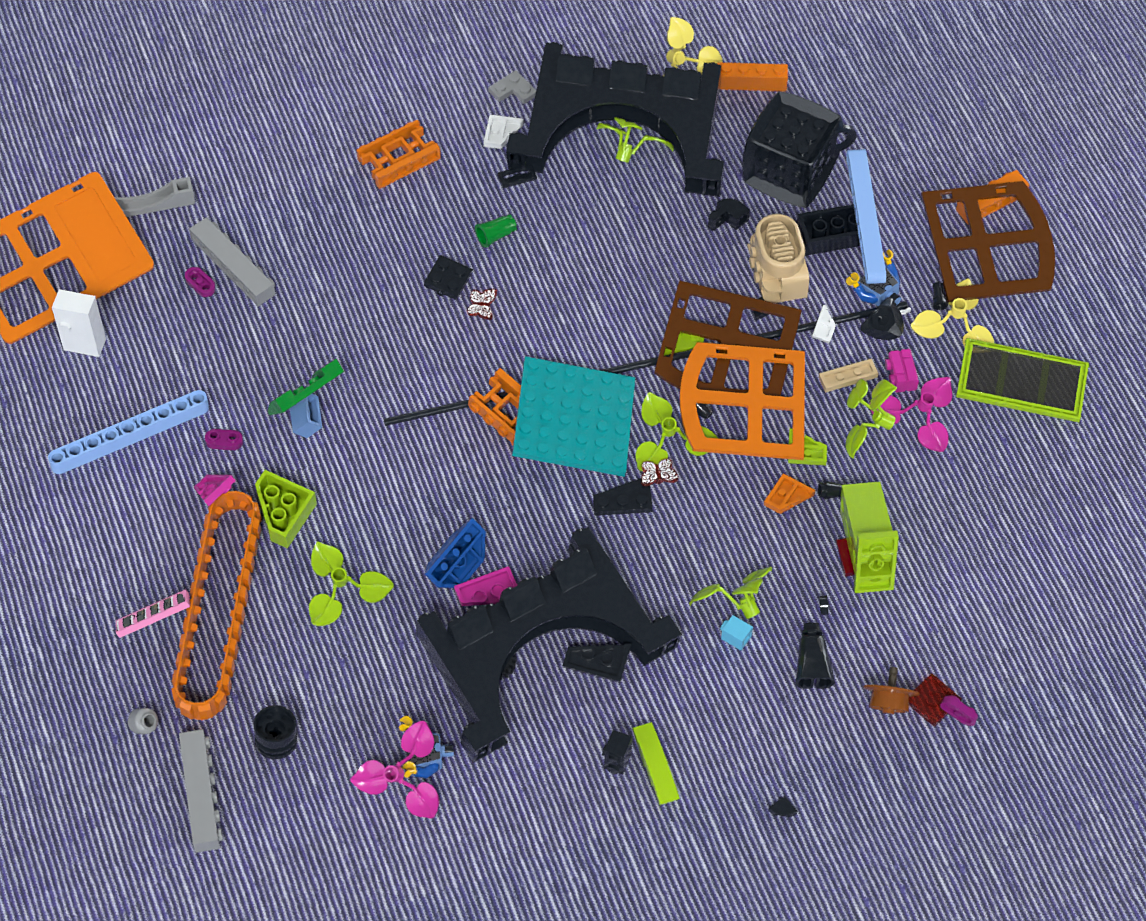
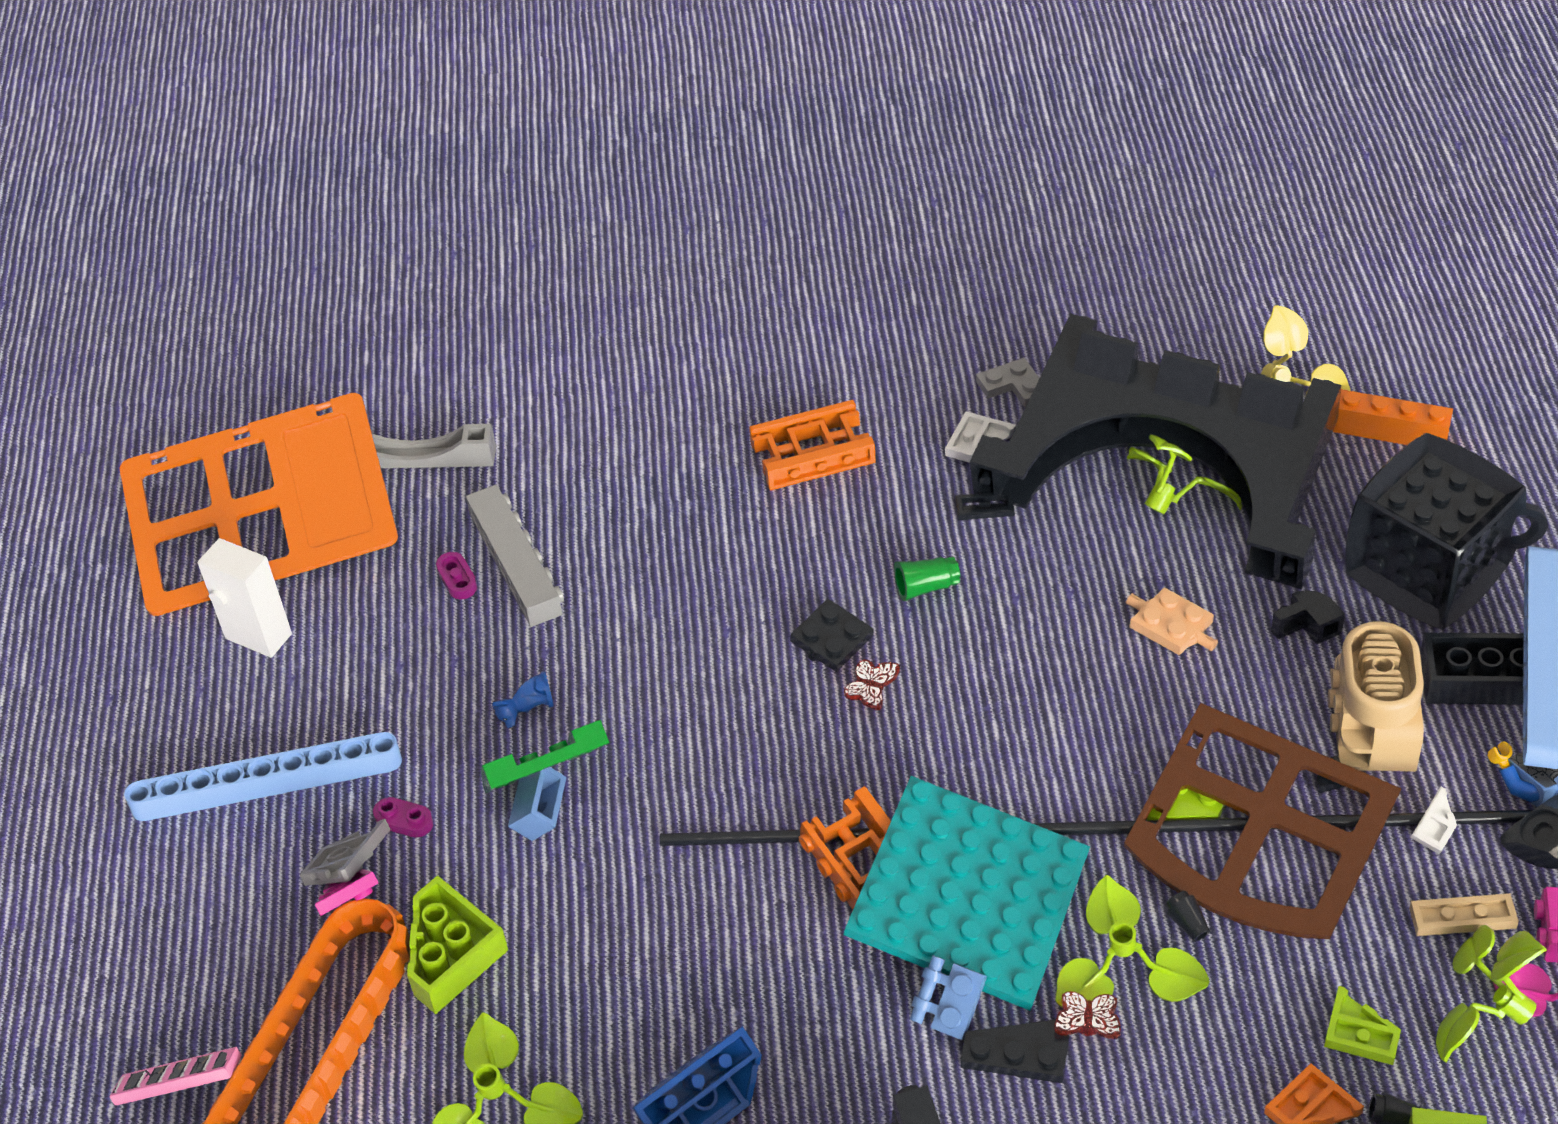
camera: 20 degrees right, 10 degrees down
(201, 470) = (344, 857): none -> light grey wing
(276, 349) = (529, 695): none -> blue animal
(584, 481) = (957, 1001): none -> medium blue plate
(649, 231) = (1172, 621): none -> light nougat plate
(754, 401) = (1284, 925): orange window -> none

